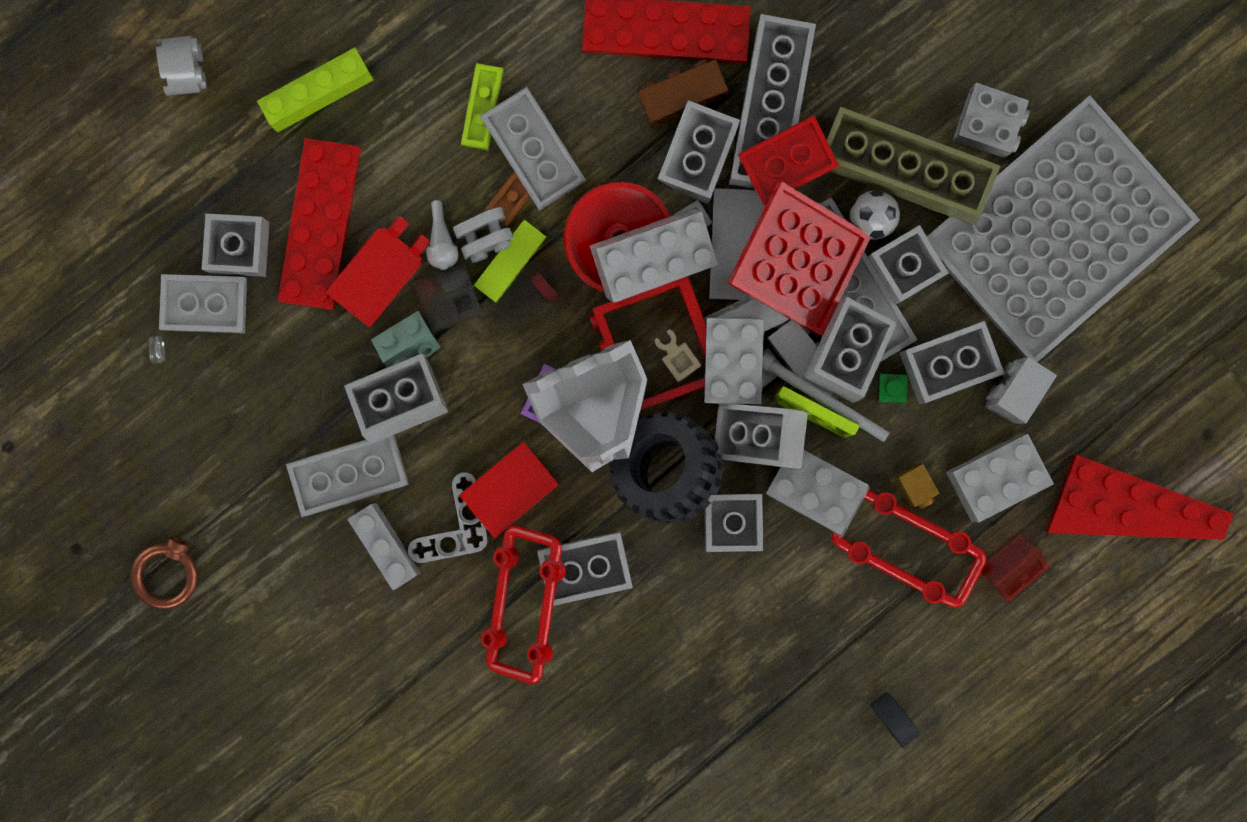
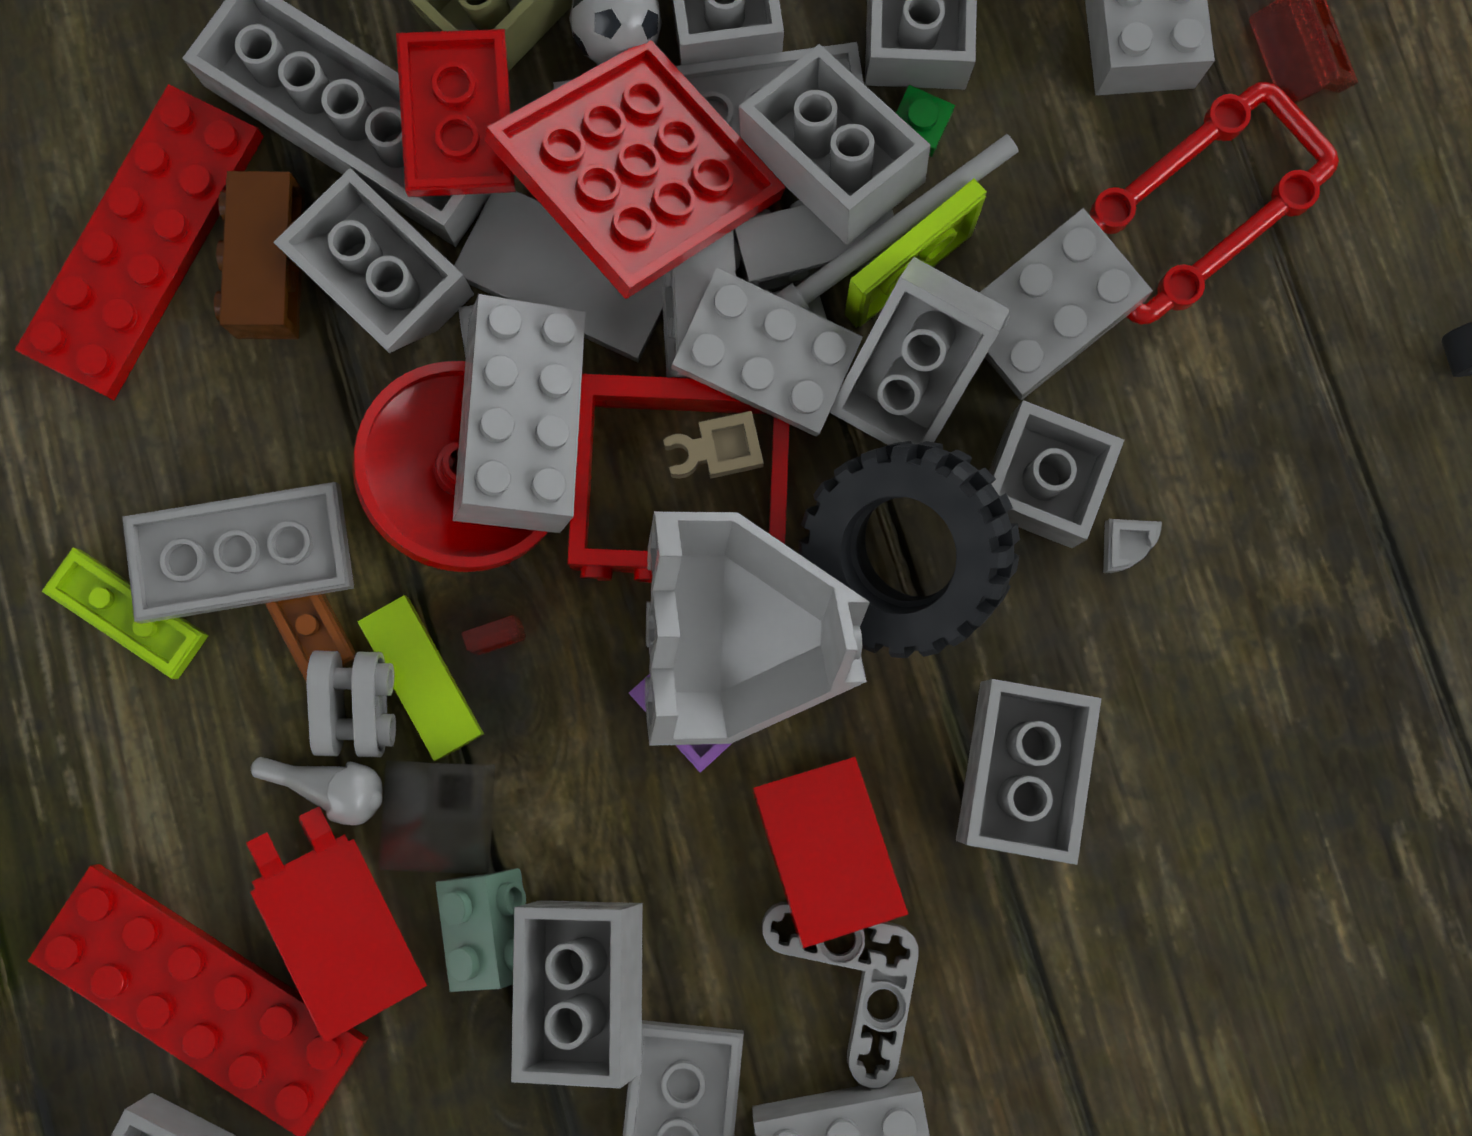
camera: 70 degrees left, 5 degrees down
(551, 571) = (1018, 835): red bar -> none
(718, 576) = (1128, 542): none -> light grey tile
(917, 486) = (1105, 144): pearl gold brick -> none

